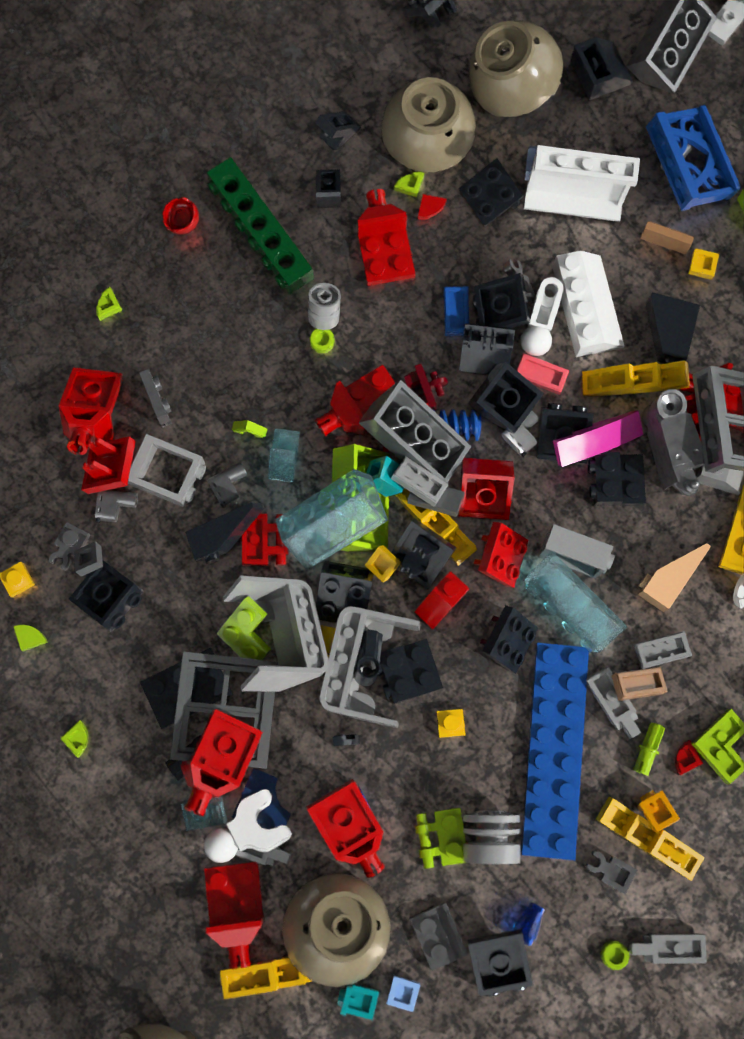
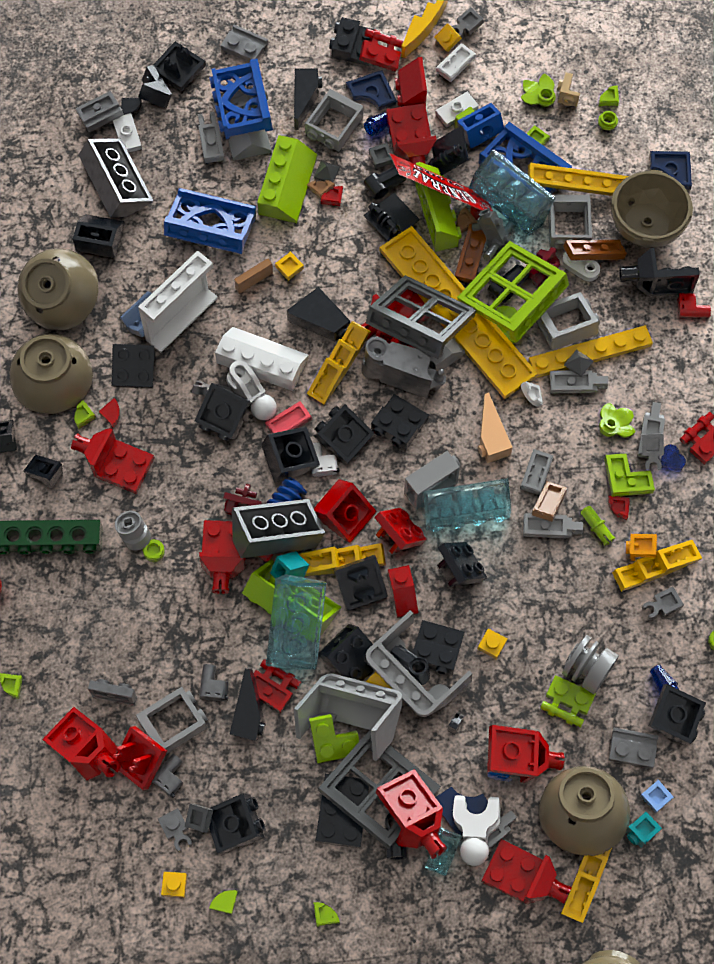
camera: 55 degrees left, 10 degrees down
(248, 426) = (182, 640): lime tile -> none
(283, 455) = (220, 631): clear light blue slope -> none
(382, 563) = (349, 613): yellow plate -> none
(419, 481) = (311, 547): light grey plate -> none
(448, 503) = (328, 545): dark grey tile -> none
(456, 310) = (201, 446): blue tile -> none
(485, 348) = (244, 443): black hinge -> none
(555, 752) = (557, 586): blue plate -> none
(598, 438) = (363, 413): dark pink slope -> none

